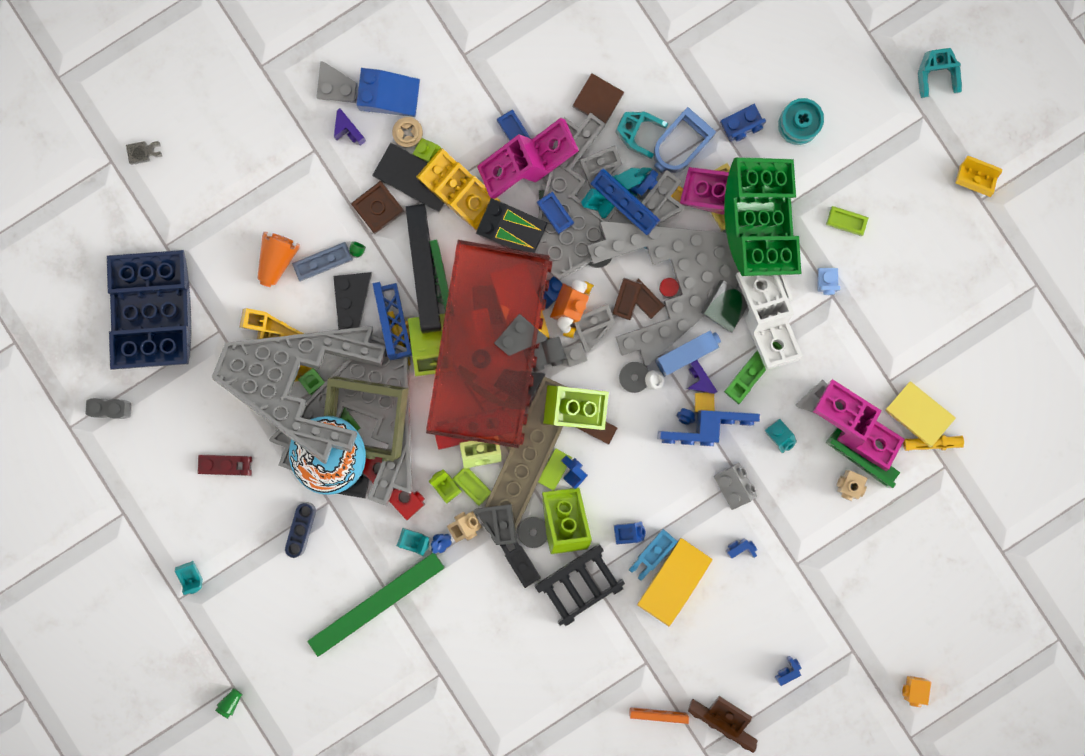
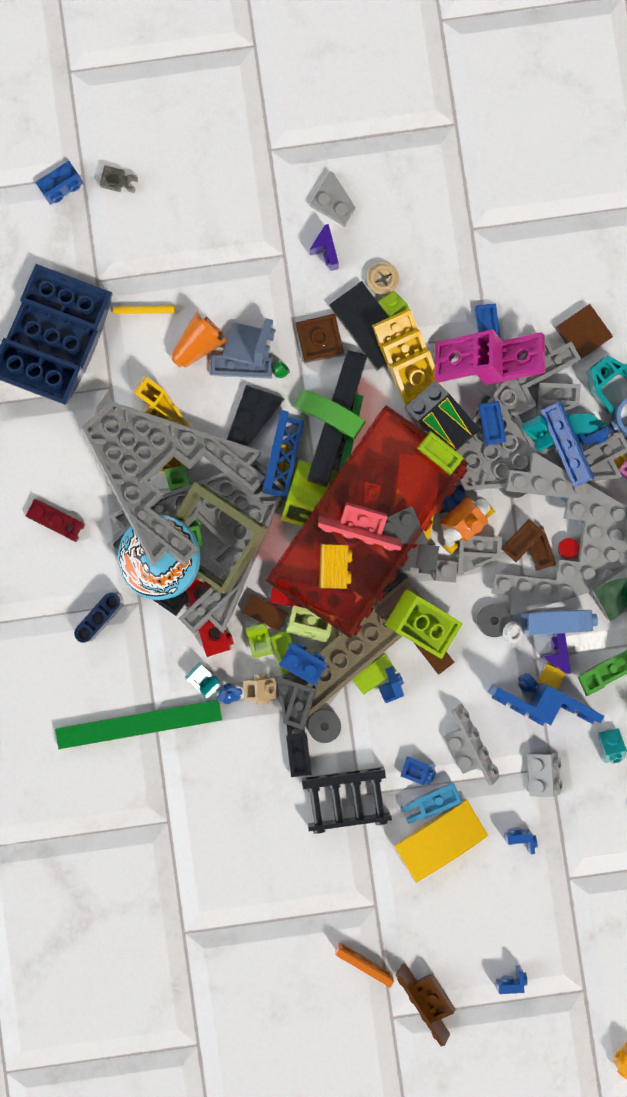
camera: 30 degrees right, 0 degrees up
(94, 177) = (59, 183): none -> blue bracket
(217, 251) = (146, 309): none -> yellow bar
(320, 239) = (249, 343): none -> sand blue bracket
(387, 93) = (381, 231): blue slope -> none
(414, 267) = (329, 412): none -> bright green slope
(439, 460) = (265, 612): none -> reddish brown tile
(477, 394) = (334, 566): none -> yellow brick
(484, 348) = (361, 524): none -> coral bracket
(491, 488) = (303, 663): none -> blue bracket
(522, 258) = (440, 453): none -> lime tile
(565, 521) = (361, 730): lime slope -> none
(663, 494) = (468, 747): none -> light grey bracket

